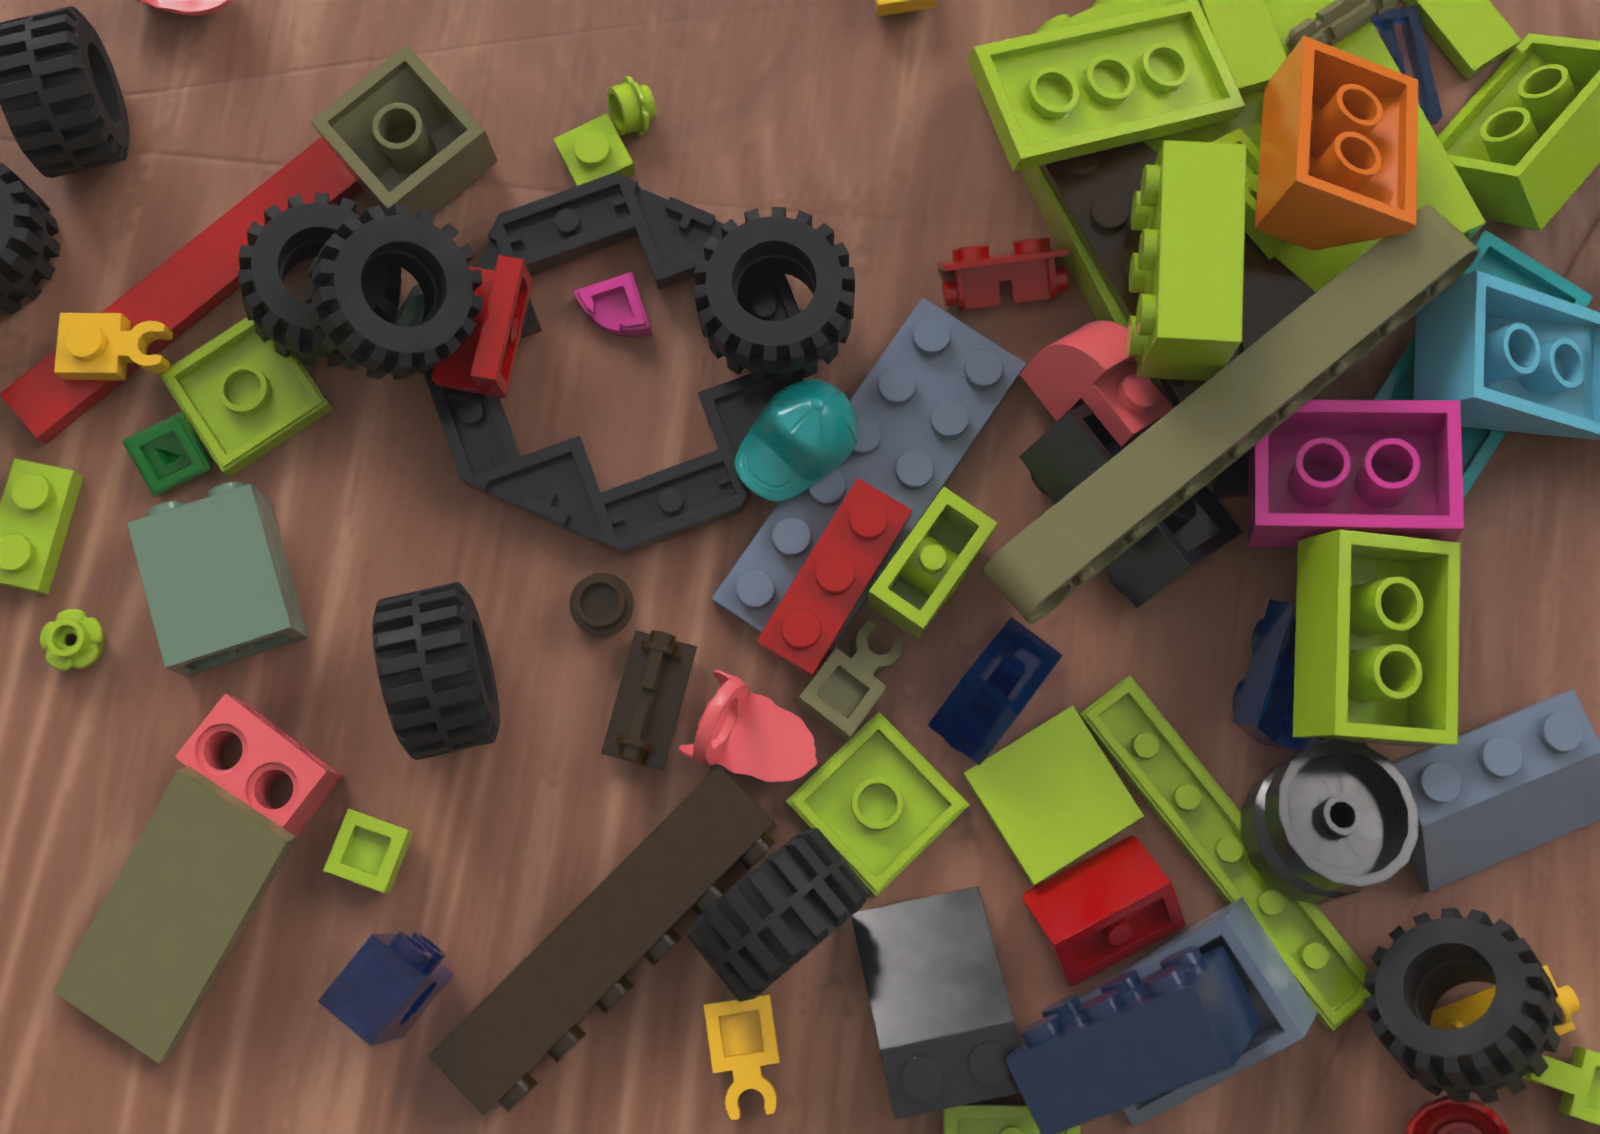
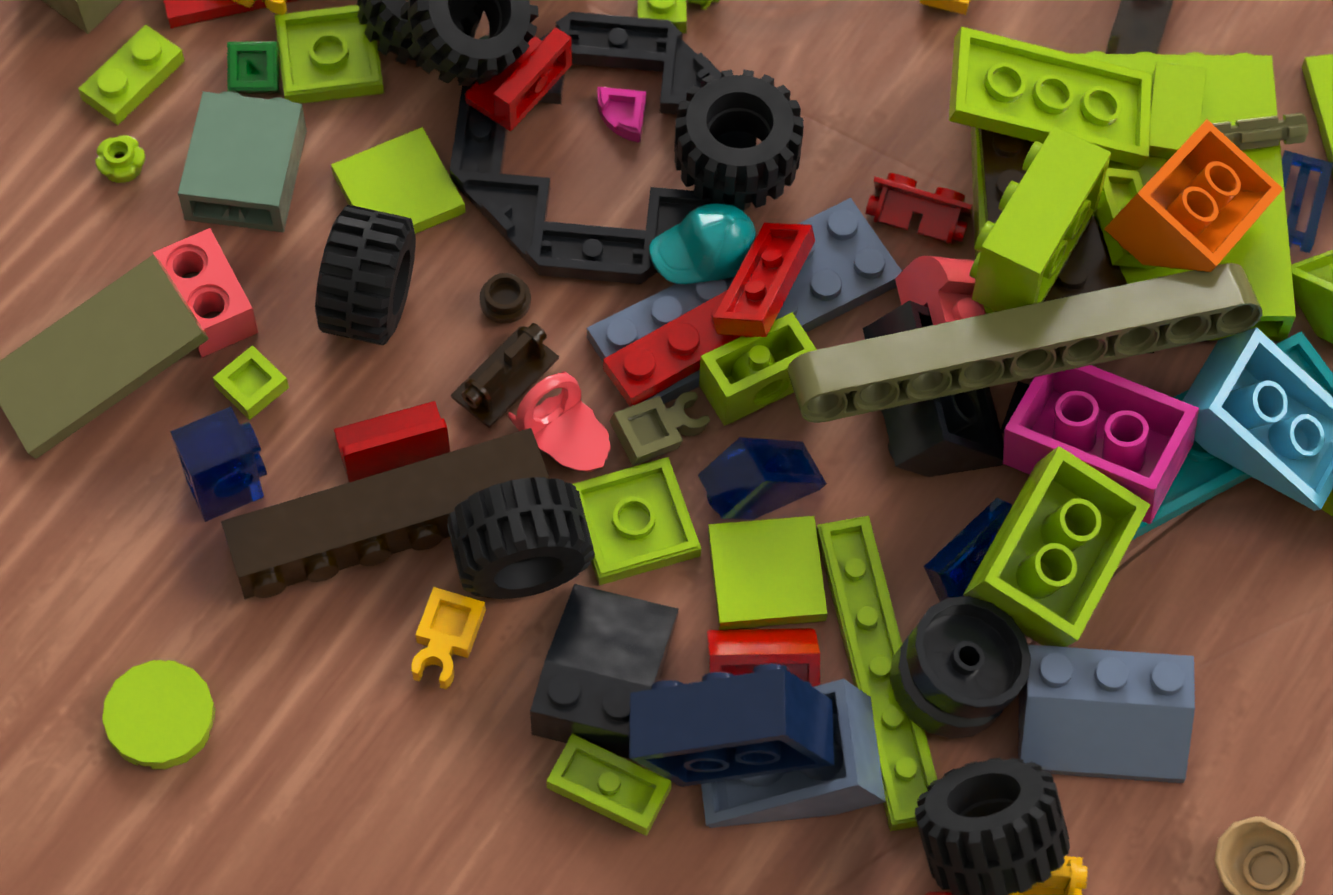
camera: 20 degrees right, 15 degrees down
(411, 522) = (401, 180): none -> lime tile
(562, 841) = (392, 441): none -> red panel
(893, 461) = (764, 280): none -> red plate

